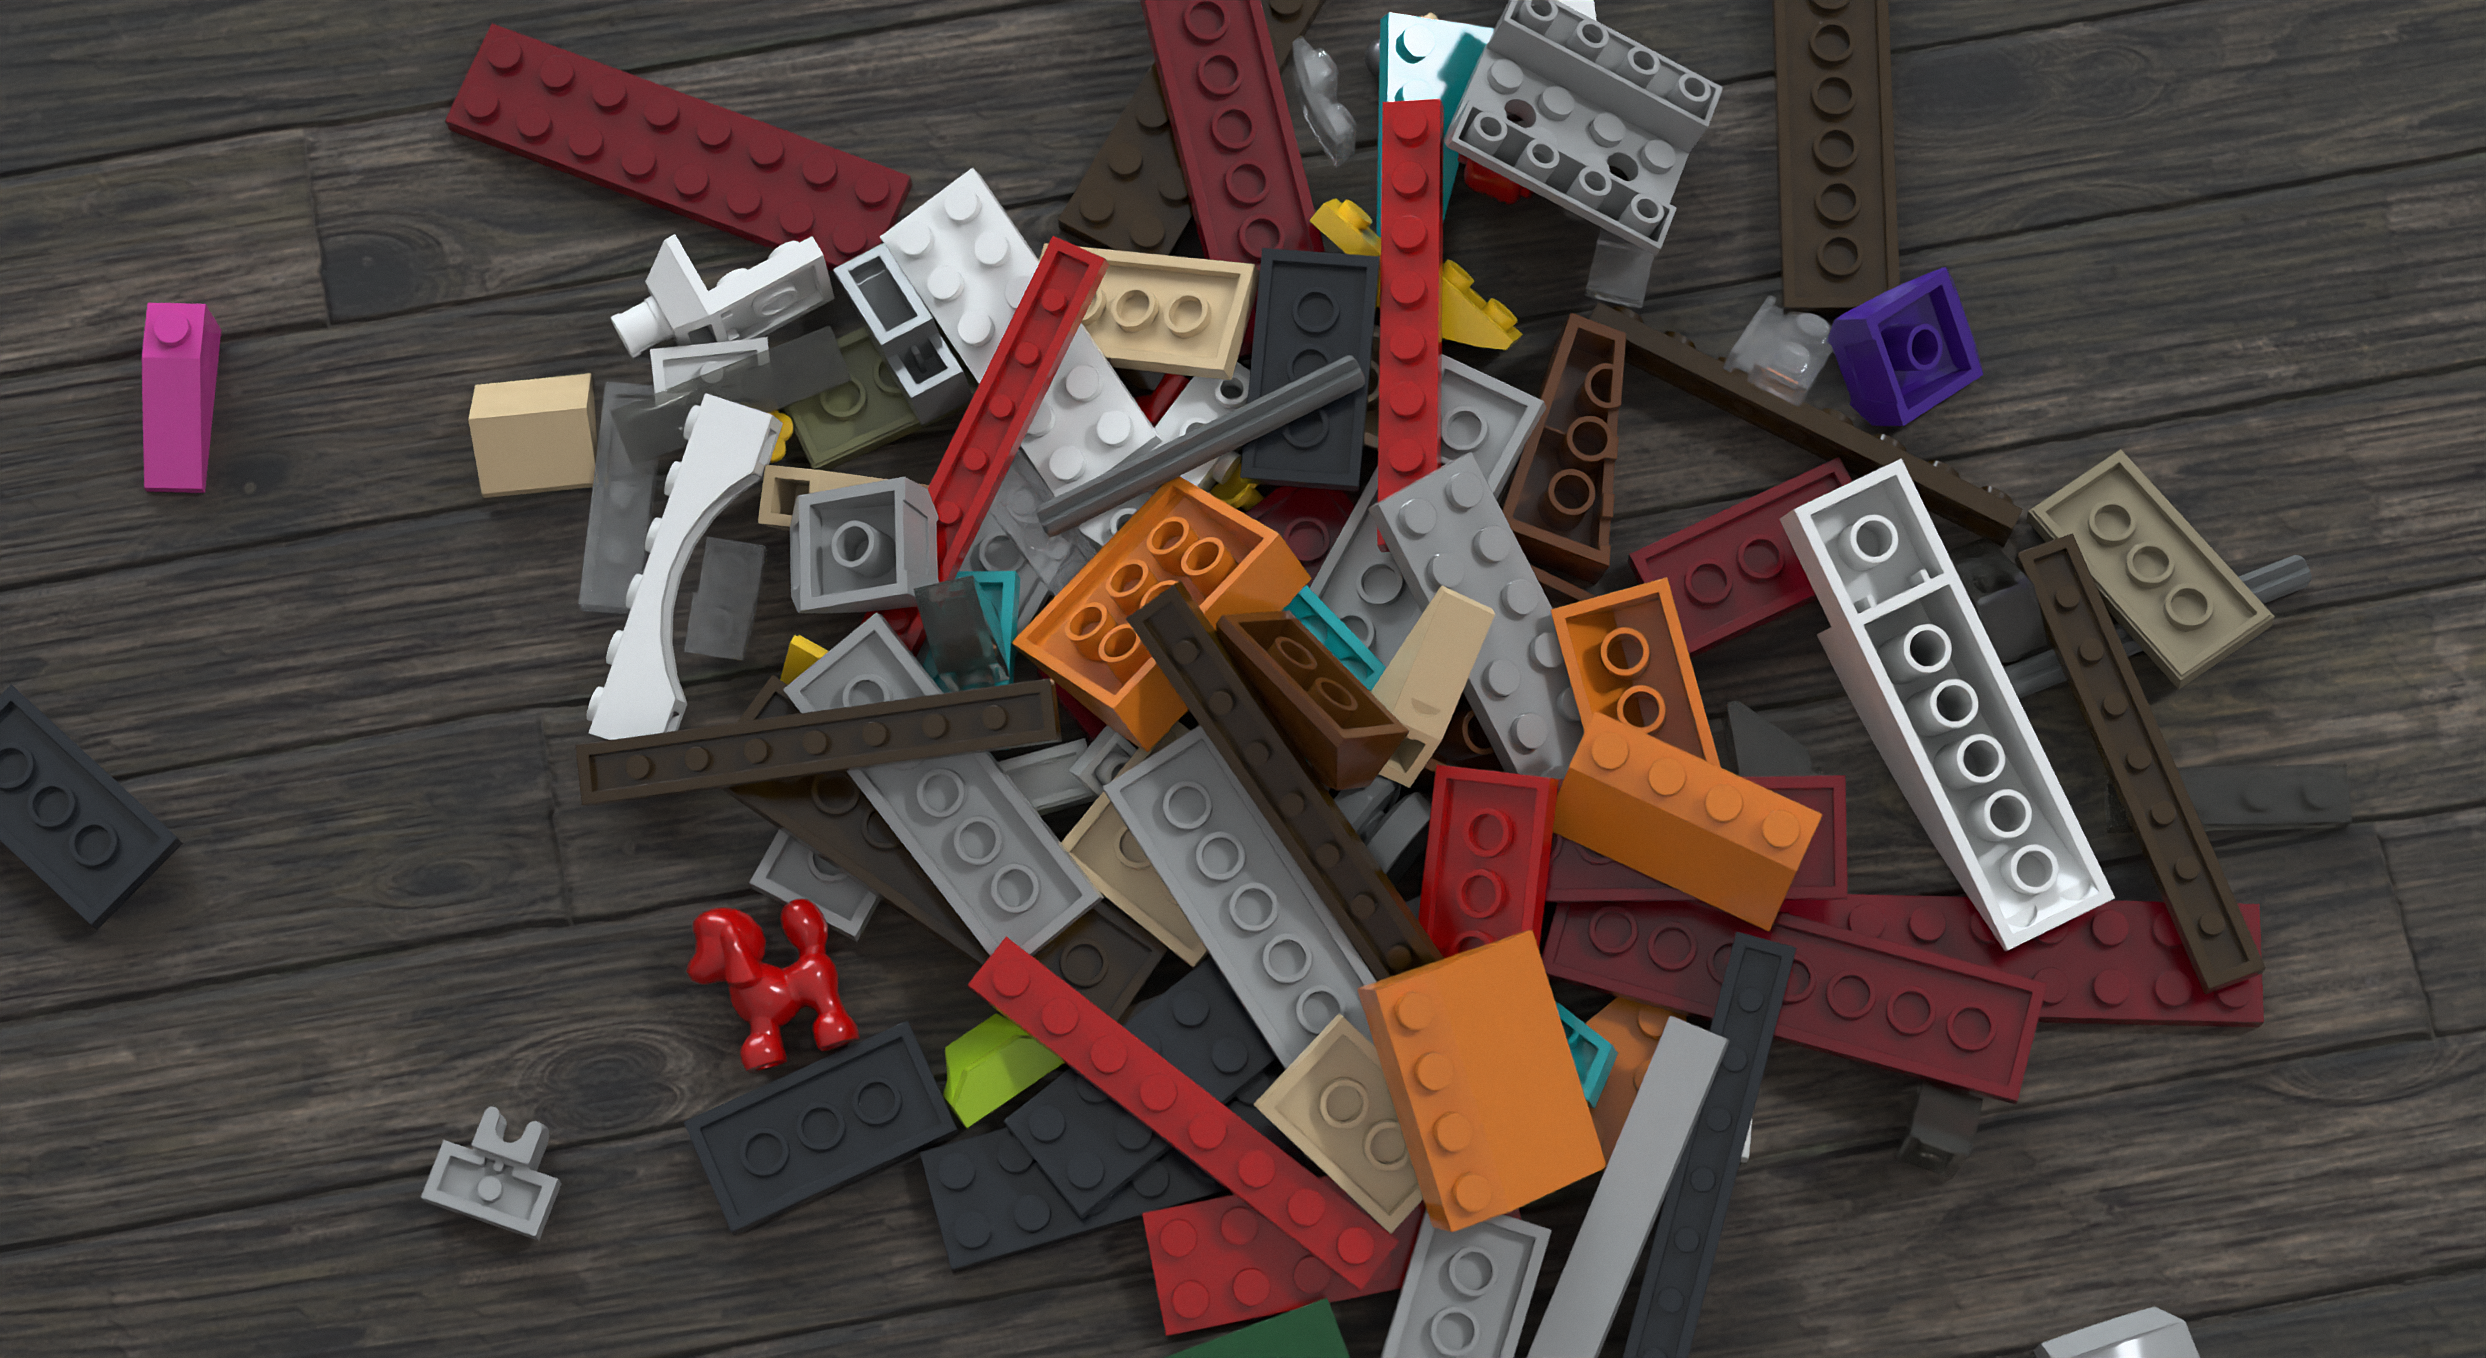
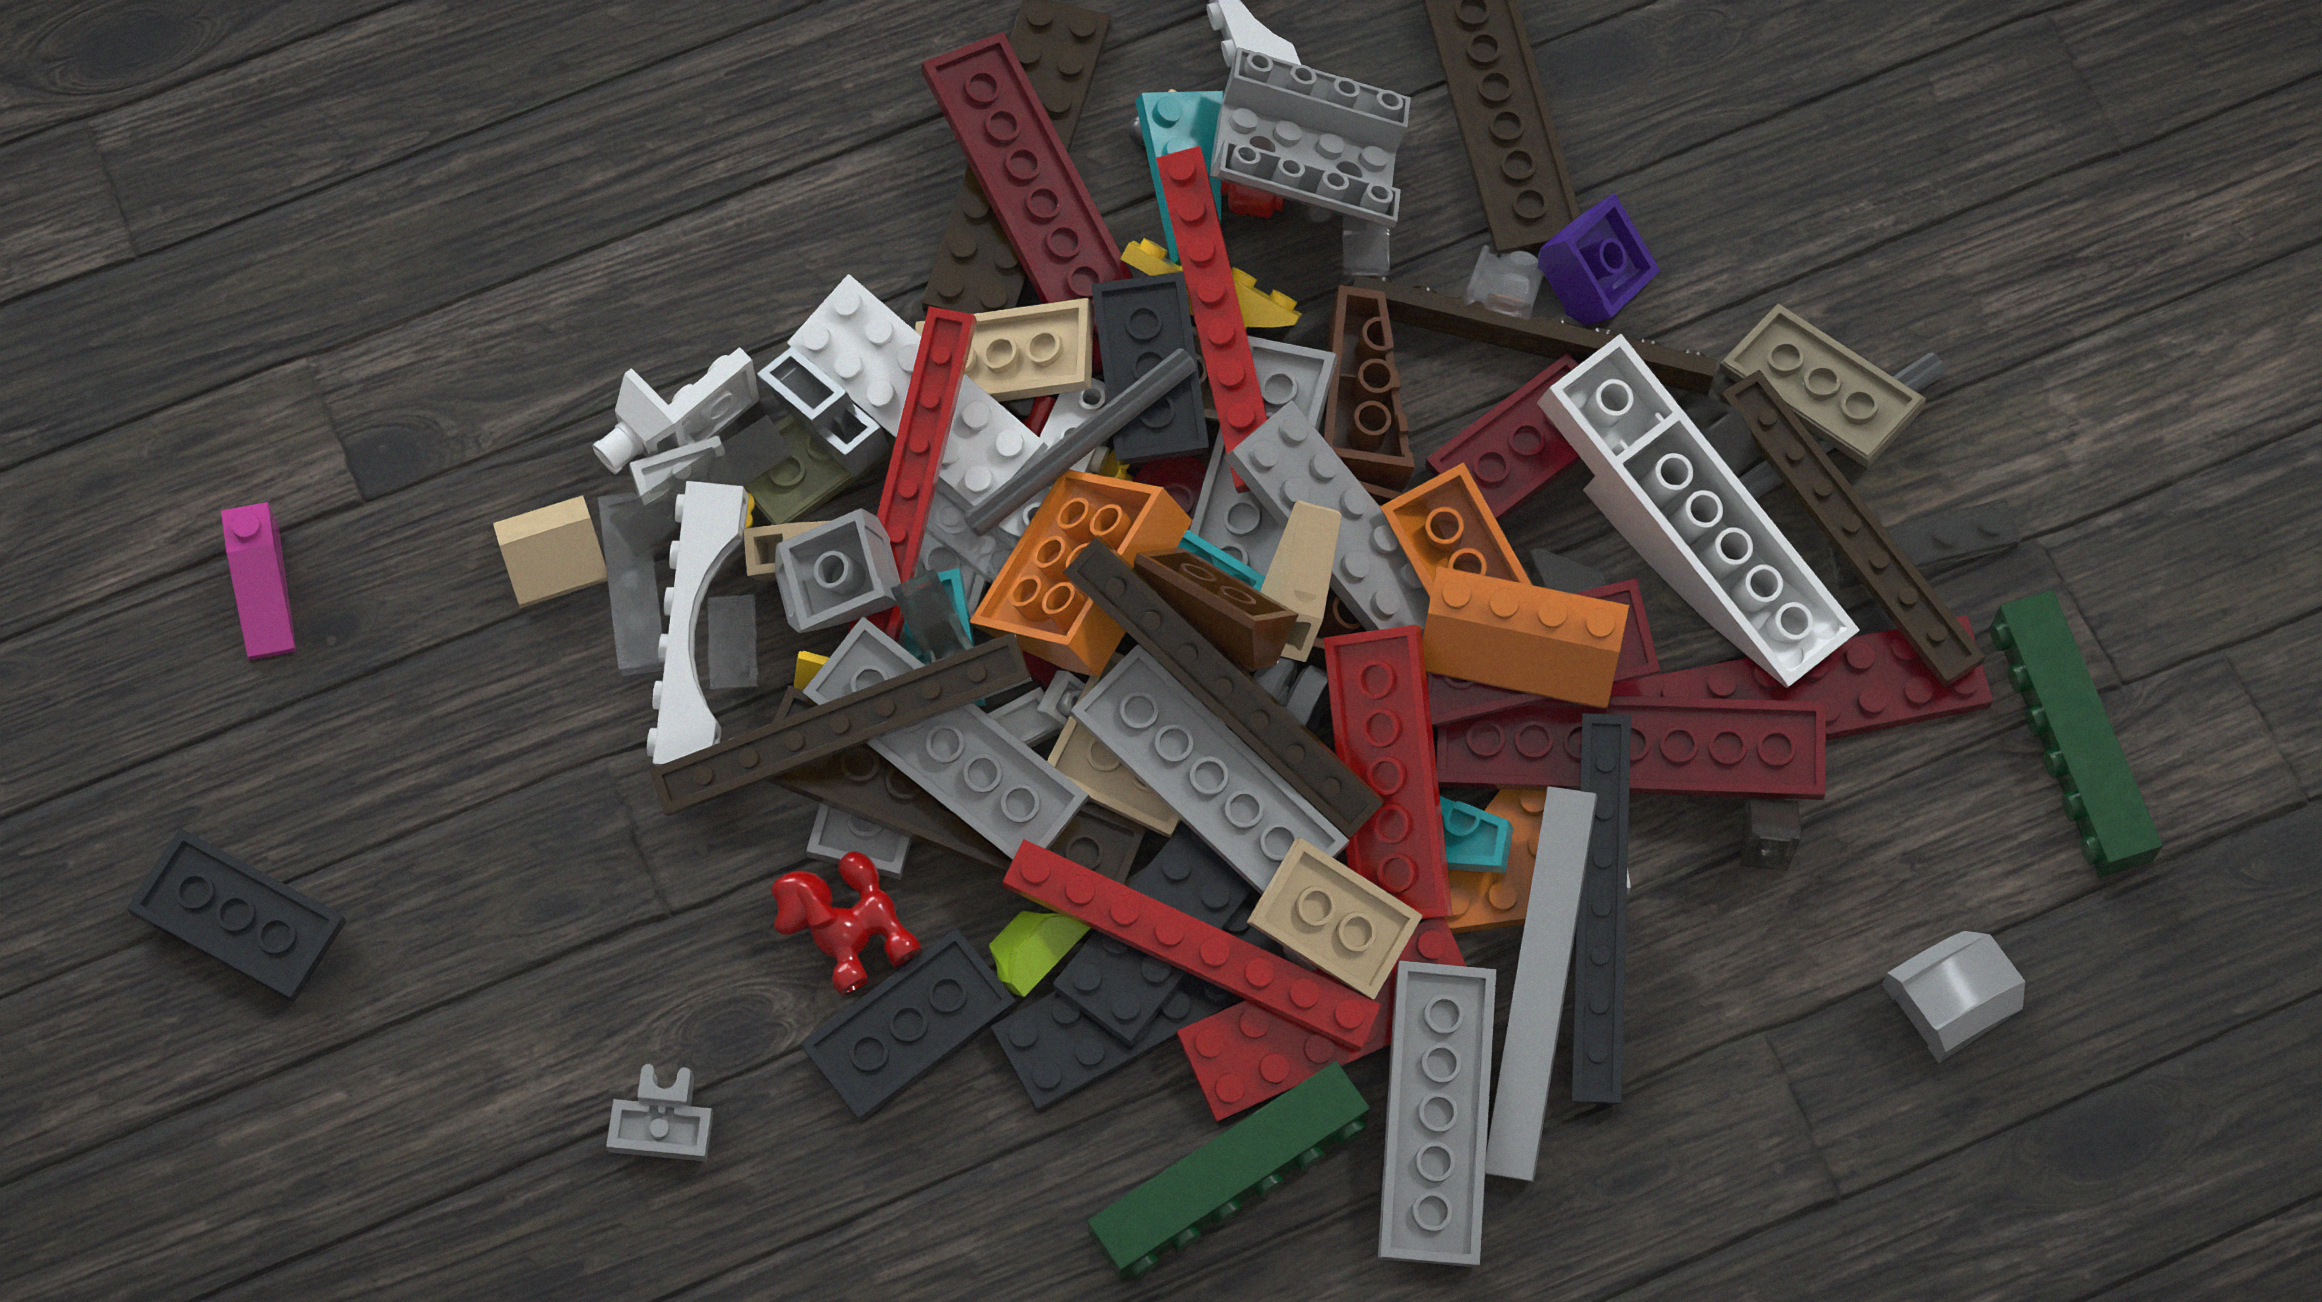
camera: 15 degrees left, 5 degrees down
(673, 149) = (603, 312): dark red plate -> none
(1317, 90) = (1096, 162): clear slope -> none
(1482, 1081) = (1417, 865): orange slope -> none
(2357, 1089) = (2075, 734): none -> dark green brick

